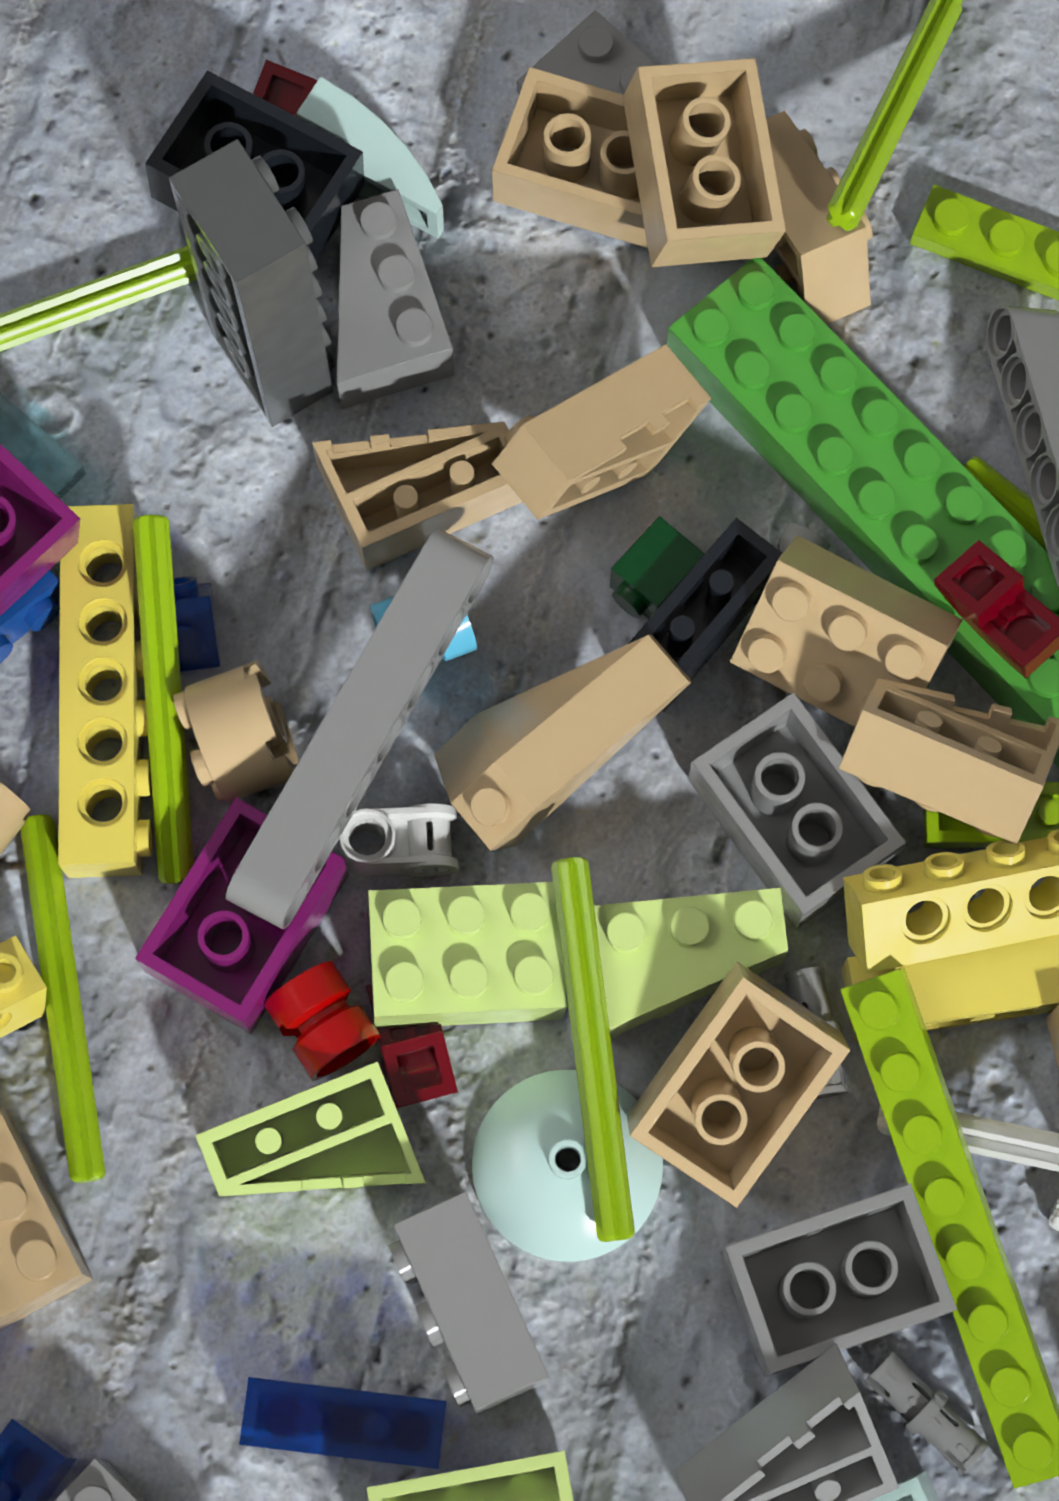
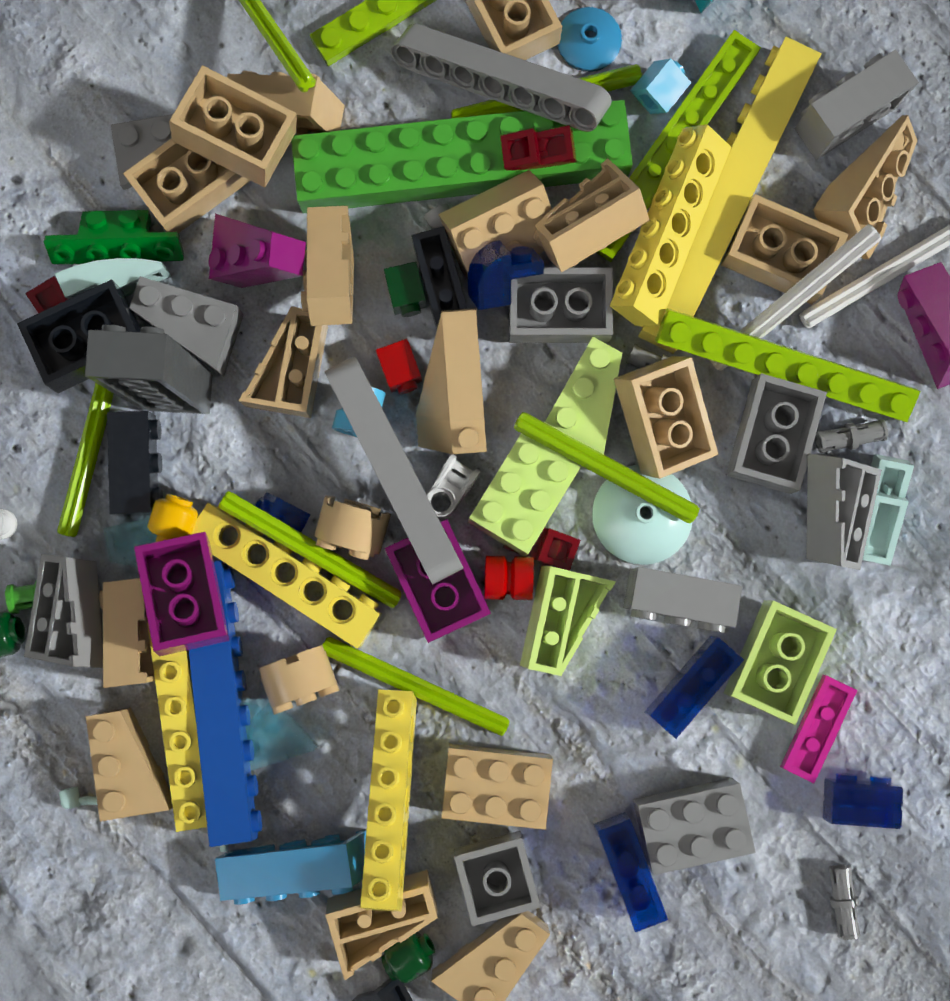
camera: 60 degrees left, 10 degrees up
(76, 468) = (172, 518): none -> yellow head
(121, 368) = (133, 462): none -> black brick
(435, 121) = (113, 236): none -> green bracket
(532, 641) = (399, 367): none -> red brick
(543, 317) = (252, 255): none -> magenta wedge
(774, 667) = (494, 269): none -> clear blue brick

